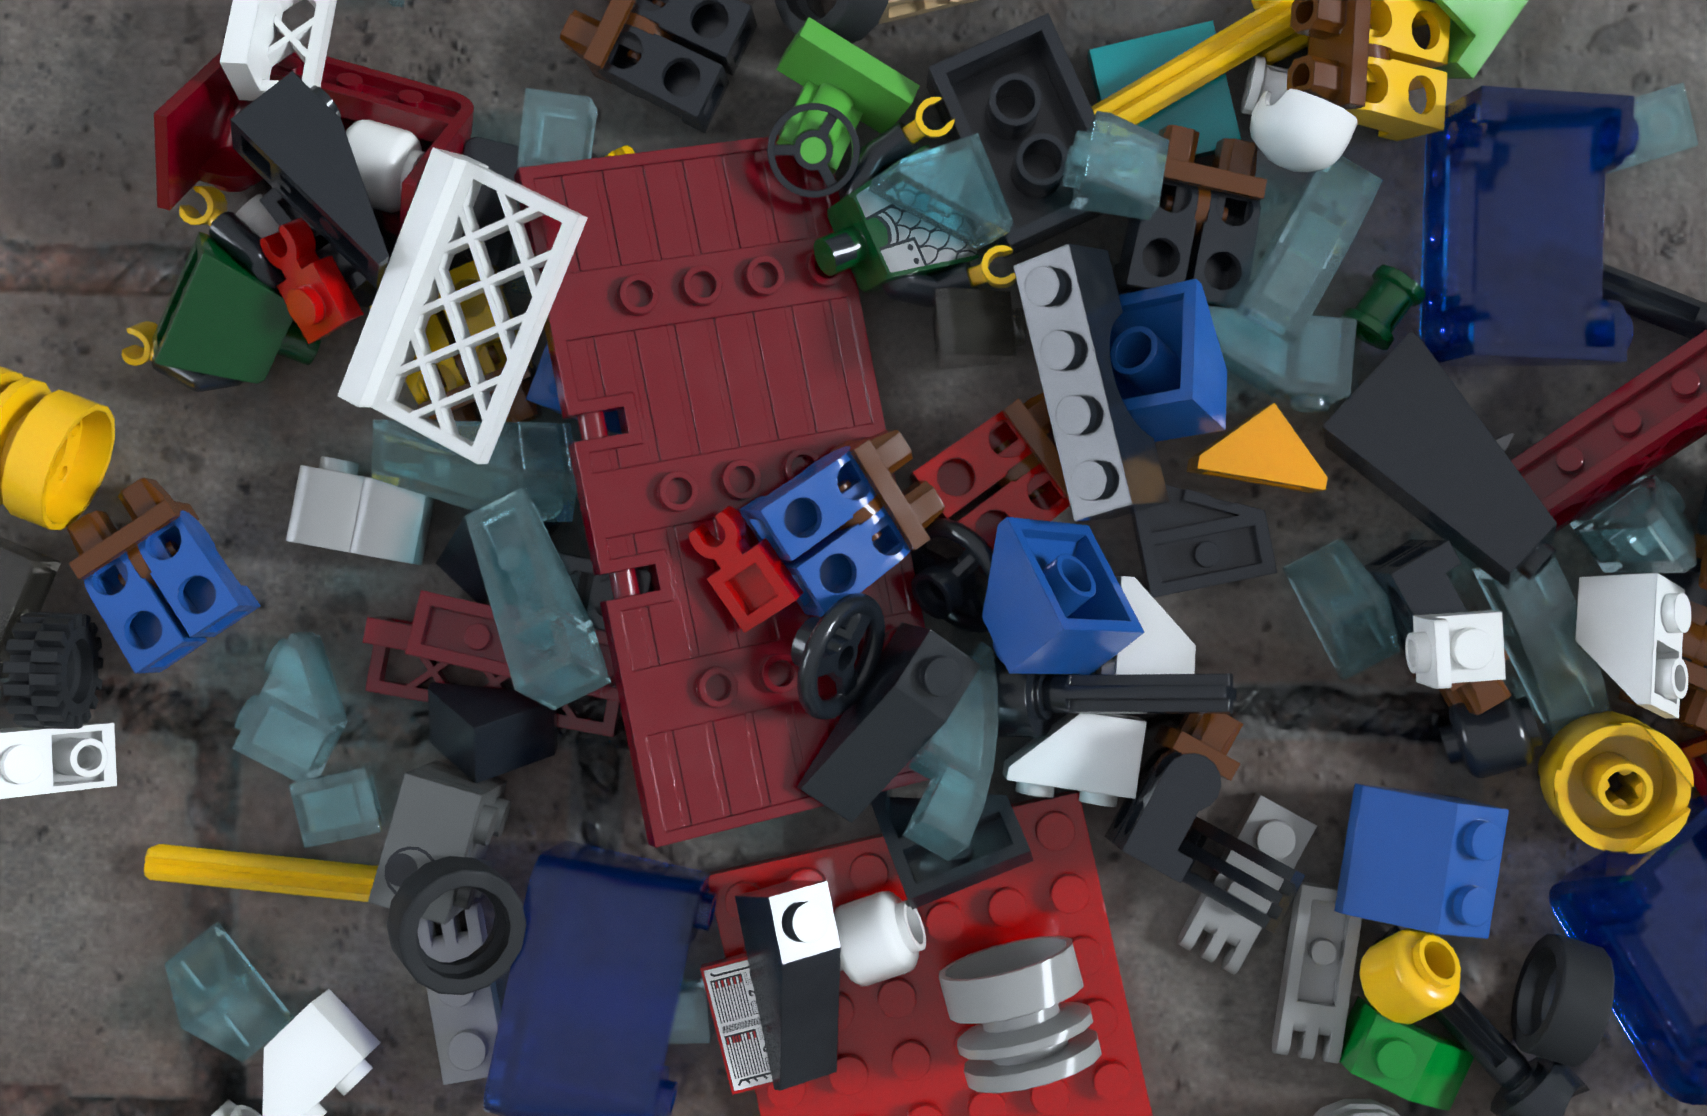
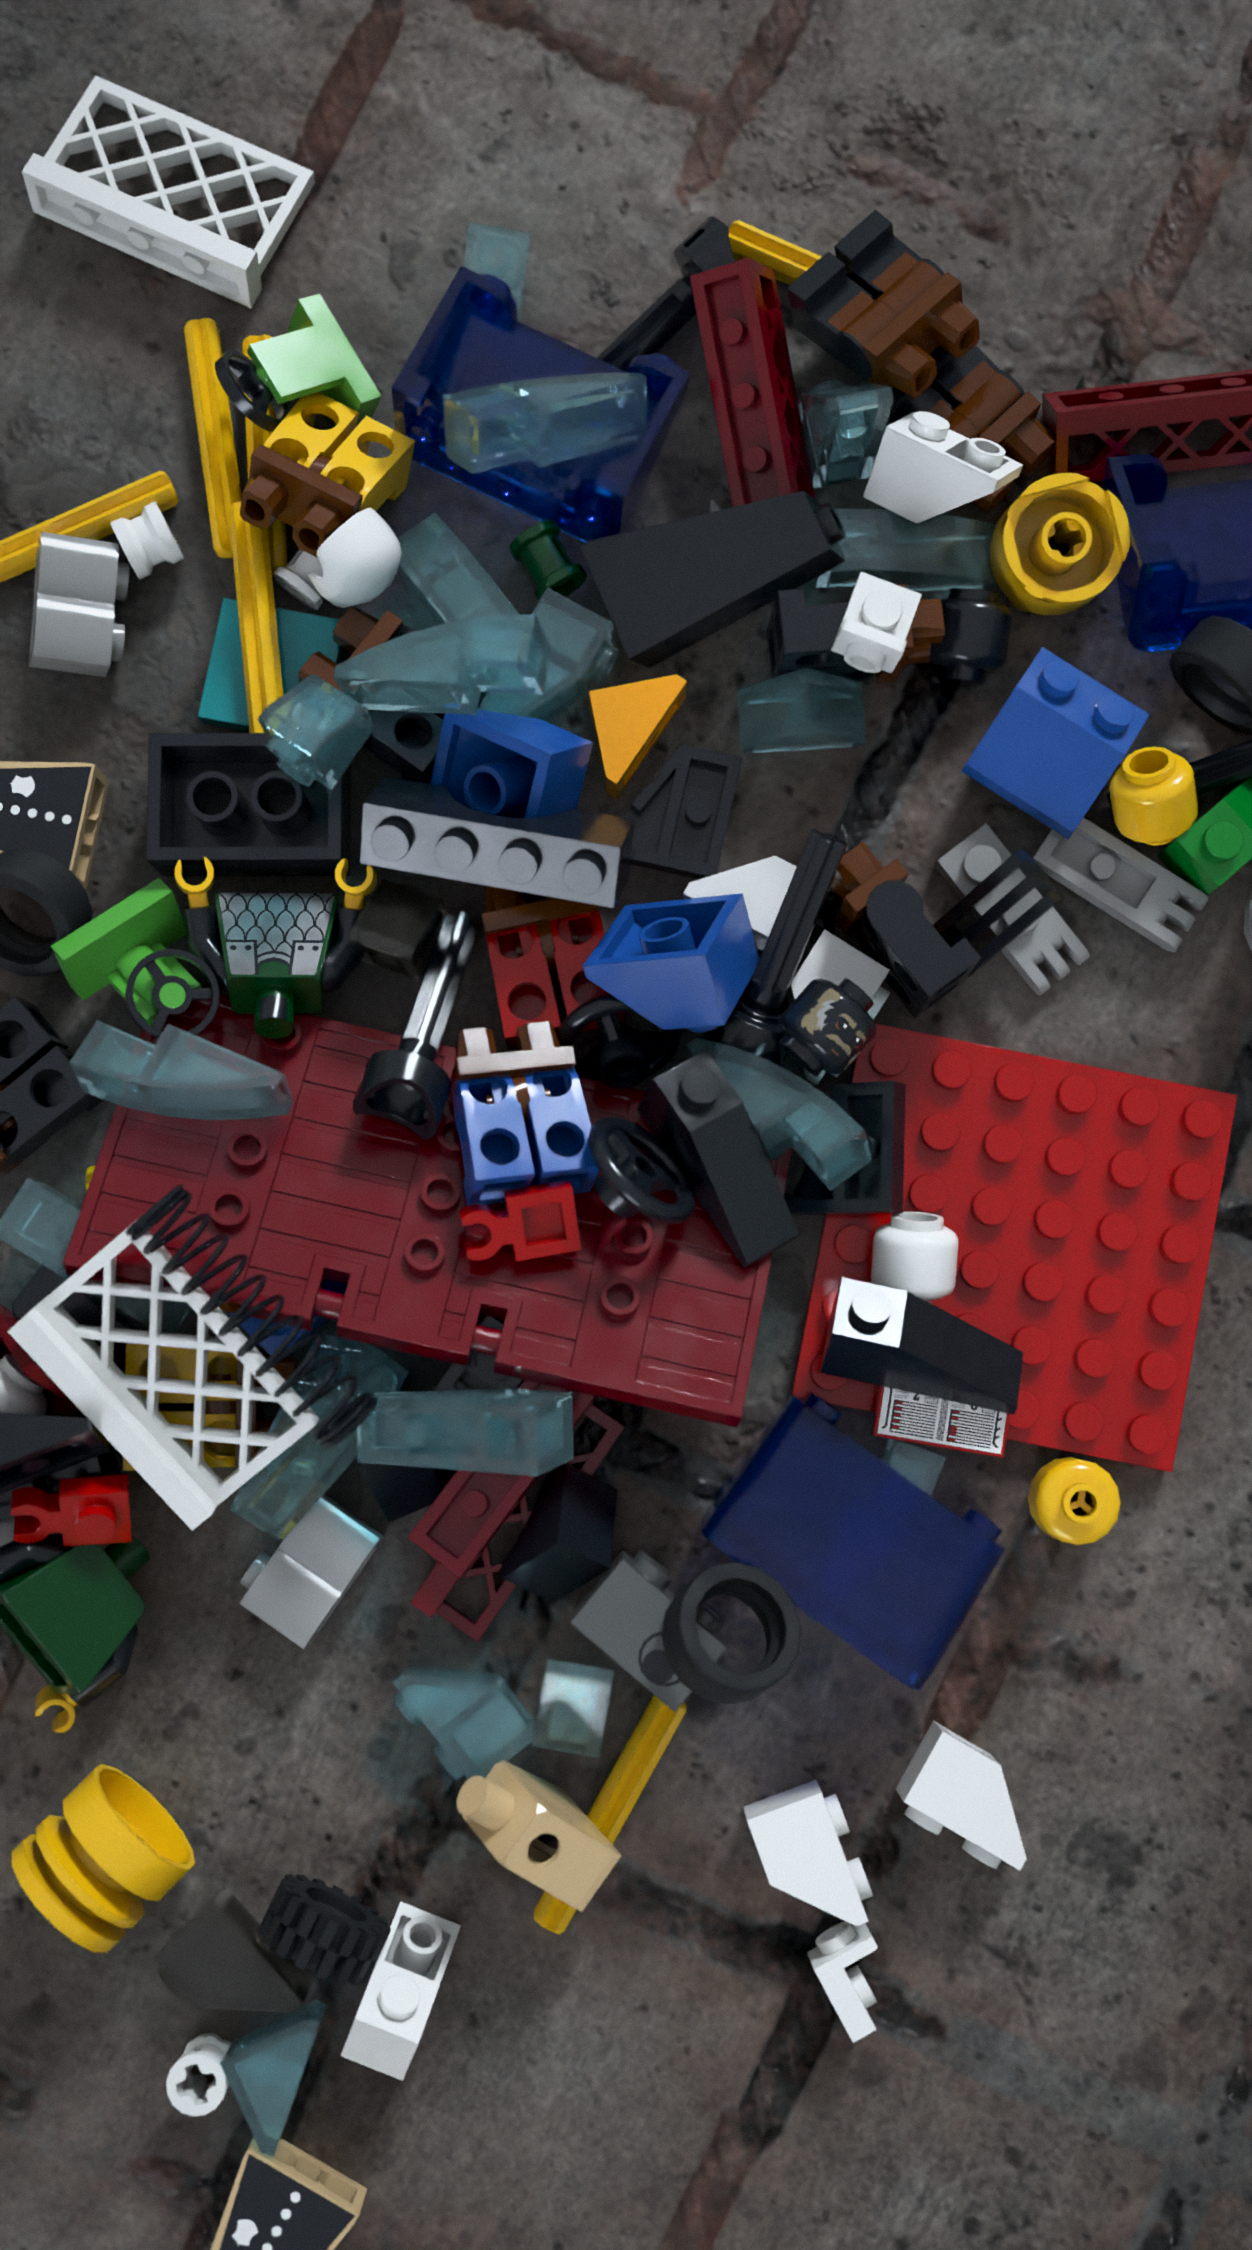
camera: 60 degrees left, 5 degrees down
(157, 578) = (258, 1795): blue hips -> none
(220, 804) = (515, 1808): none -> tan torso
(224, 996) = (706, 1908): clear light blue slope -> none
(461, 1023) = (819, 1682): light grey hinge -> none
(596, 235) = (345, 1416): none -> black piece
(738, 190) = (178, 1076): none -> clear light blue slope
(828, 402) = (407, 1081): none -> black piece
(950, 190) = (267, 888): clear light blue slope -> none
(1022, 1025) = (1053, 1156): light grey wheel -> none
(1053, 767) = (827, 1026): none -> black head
(1235, 265) = (449, 665): none -> clear light blue slope
(1518, 243) = (543, 419): none -> clear light blue slope

